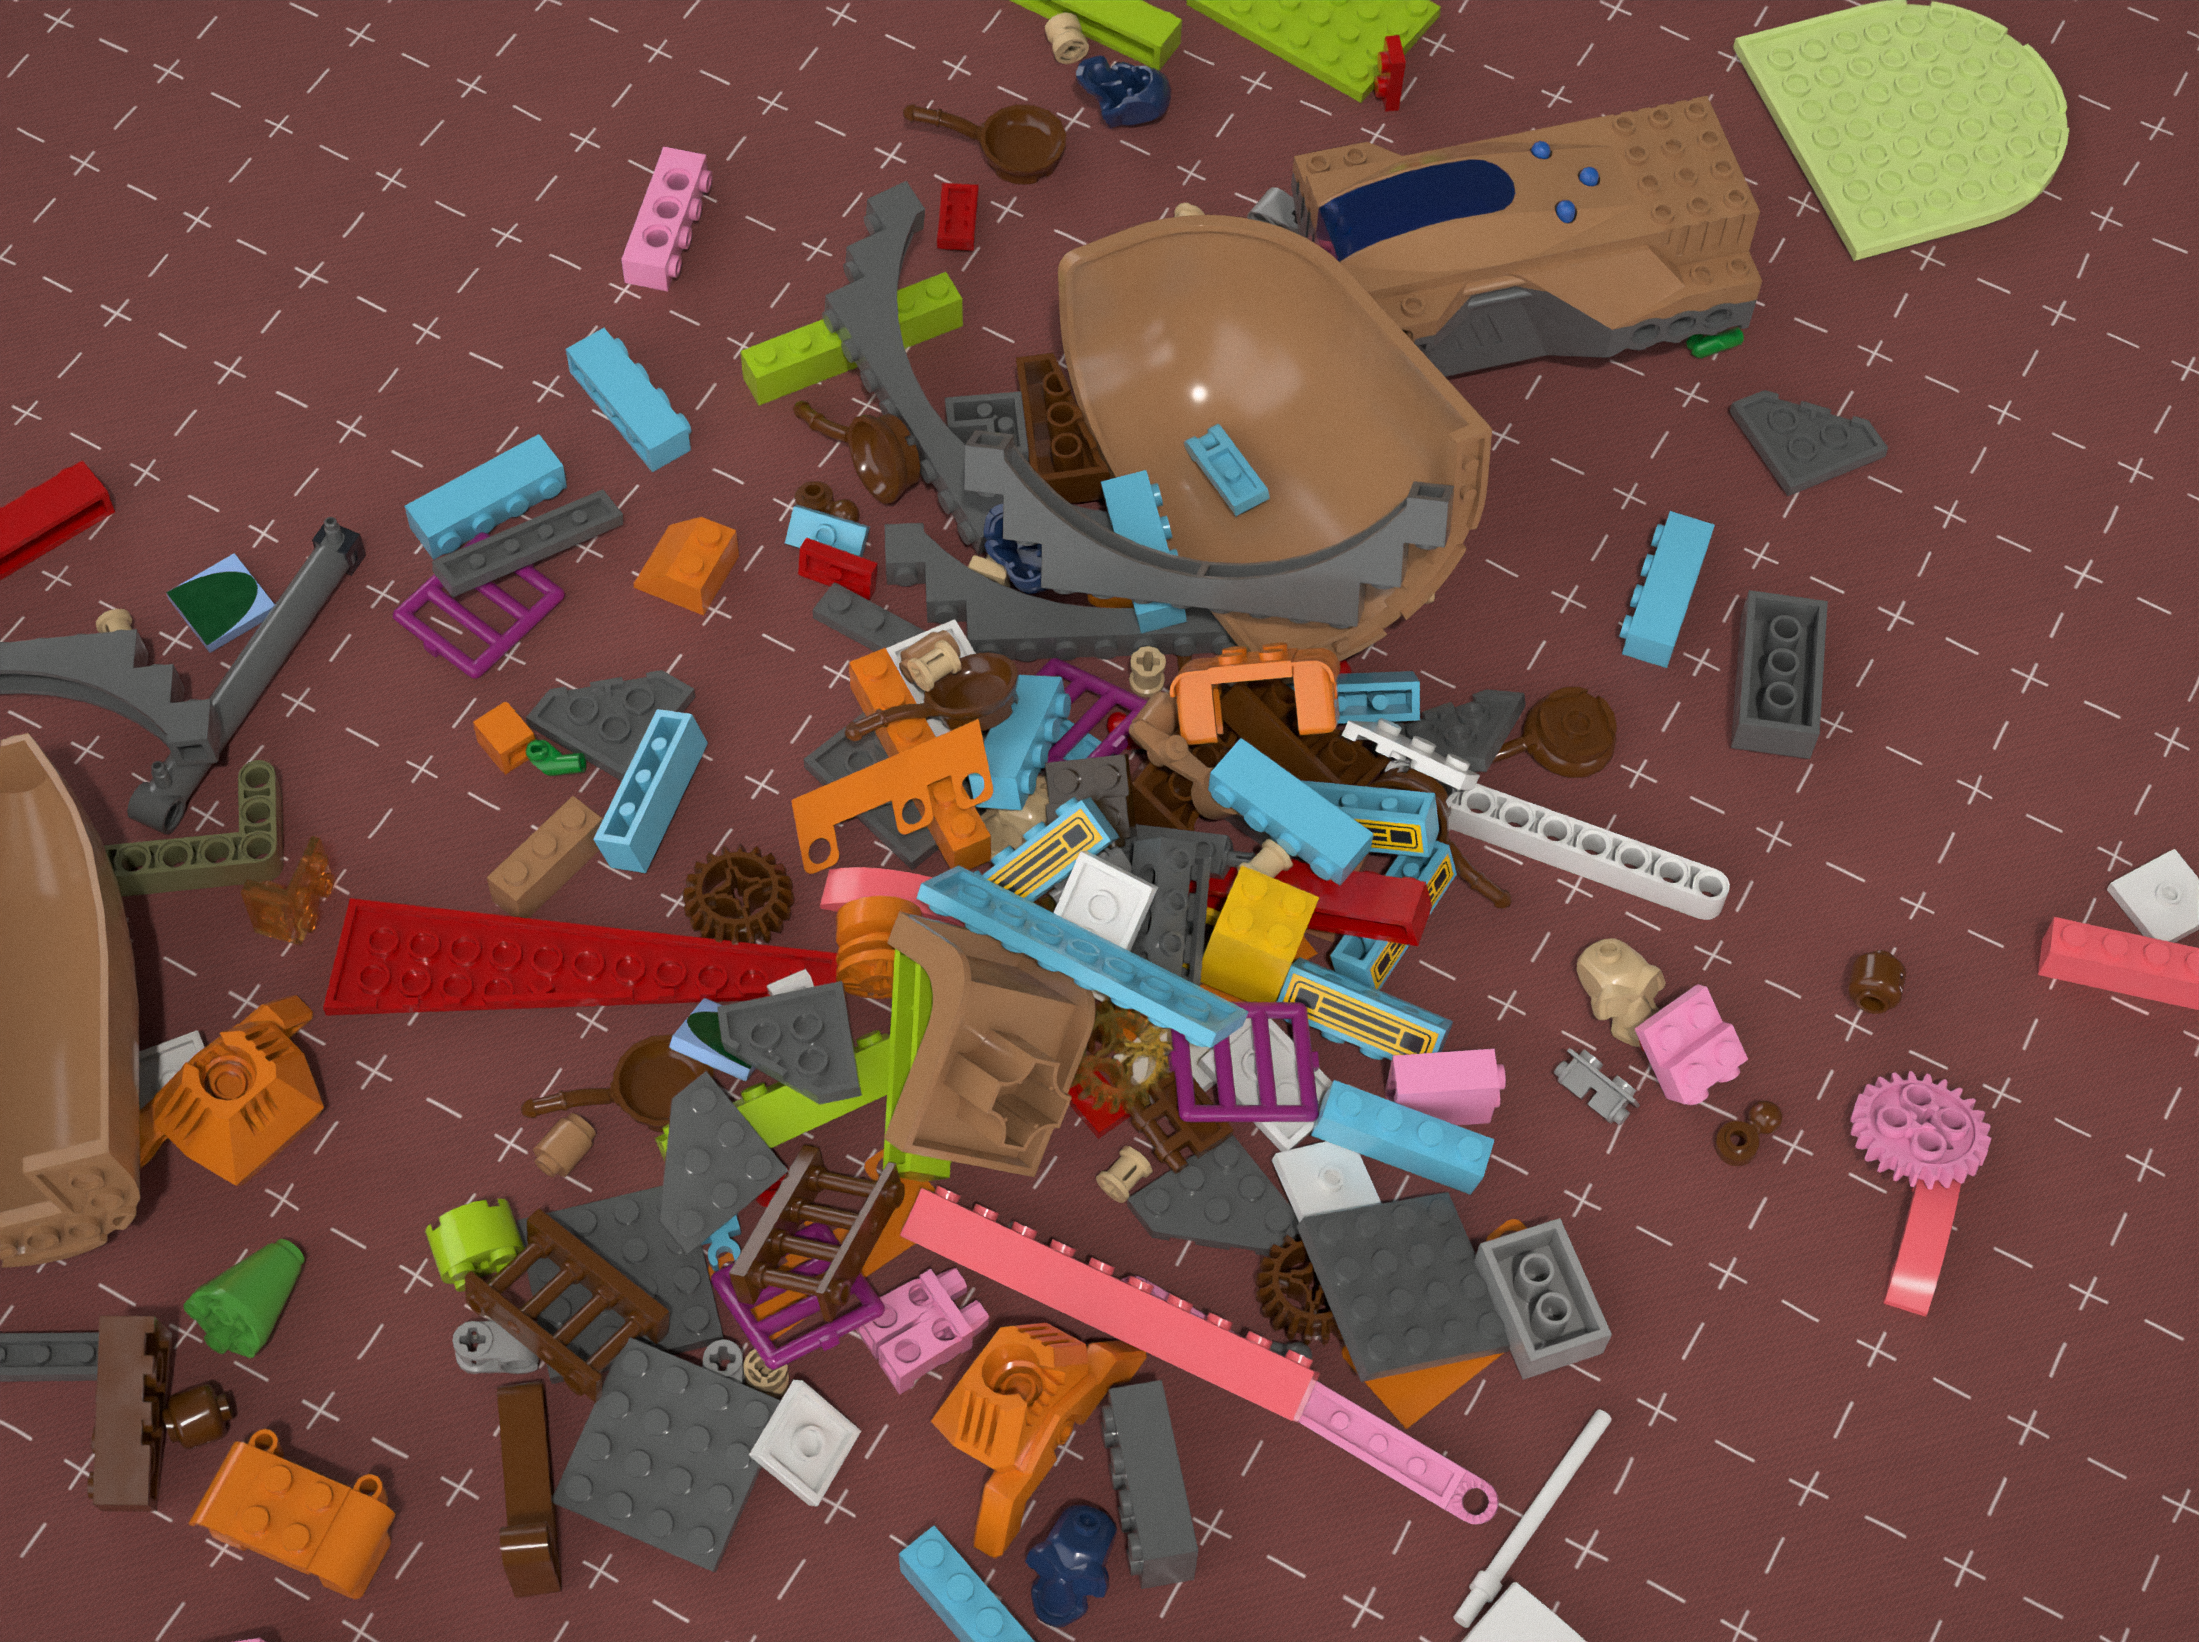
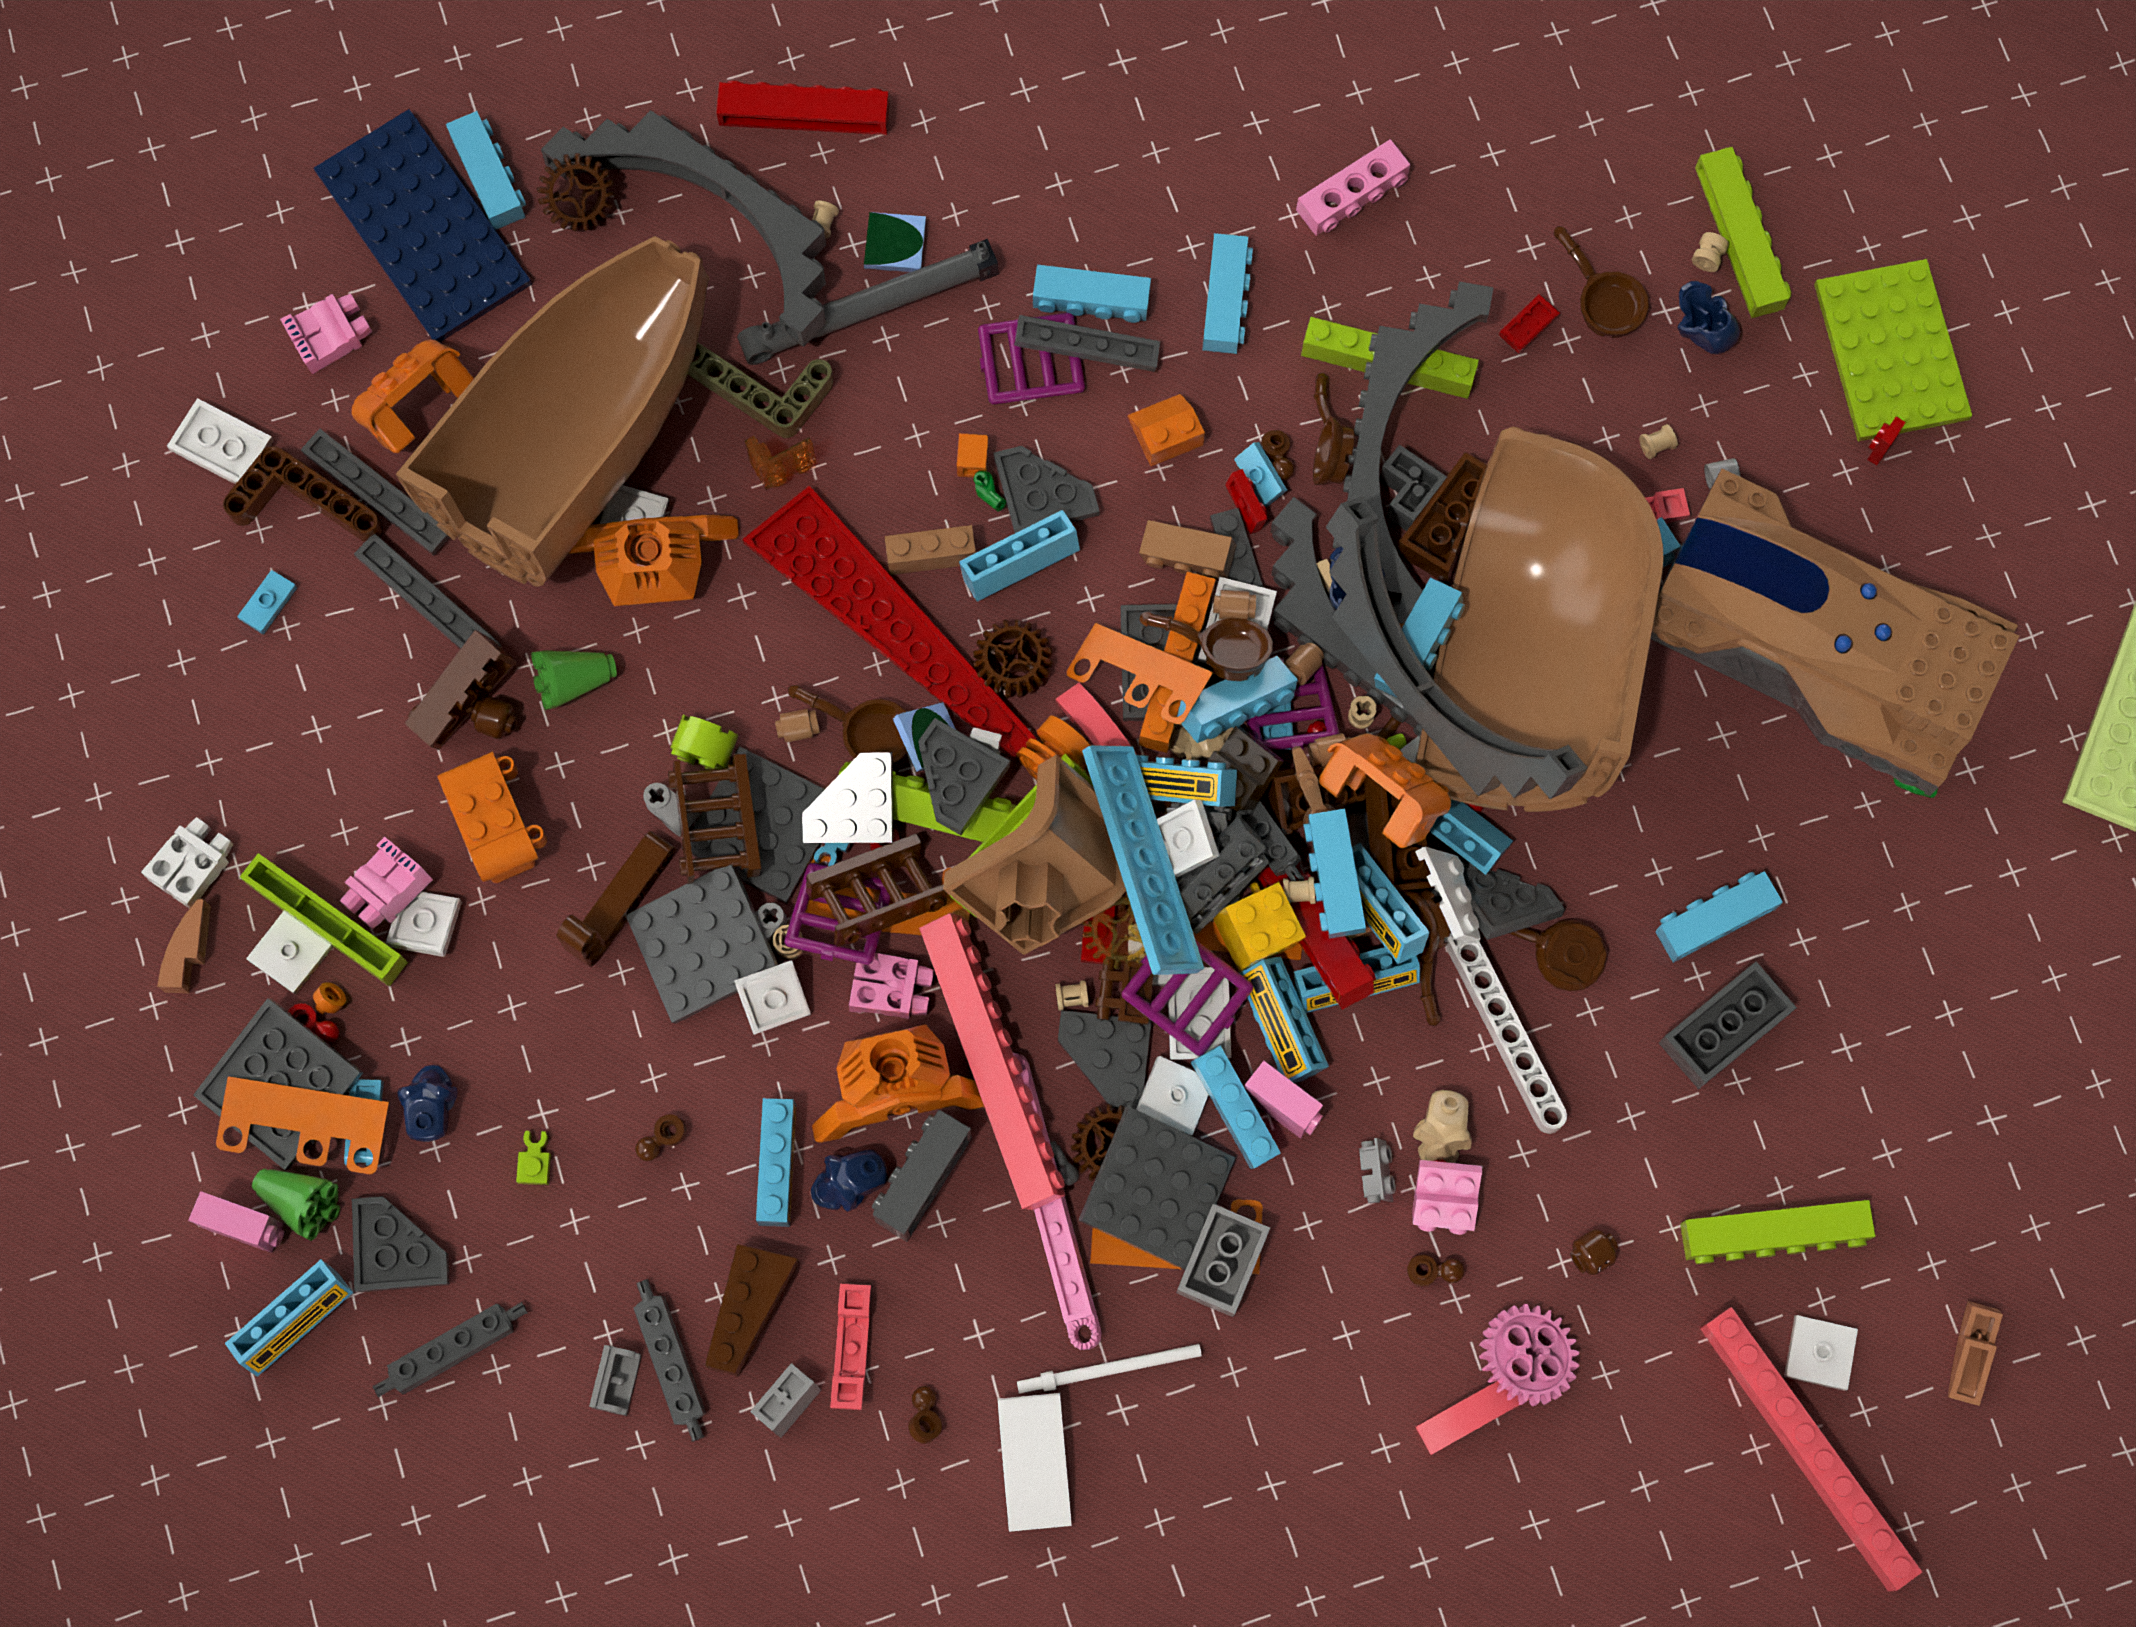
camera: 45 degrees right, 15 degrees up
(821, 653) = (1187, 550): none -> medium nougat brick
(934, 665) = (1226, 615): tan bush -> none
(1047, 659) = (1305, 662): none -> medium nougat brick
(1227, 470) = (1521, 627): medium azure plate -> none
(1804, 440) = (1903, 893): dark grey plate -> none
(2013, 822) = (1777, 1230): none -> lime brick

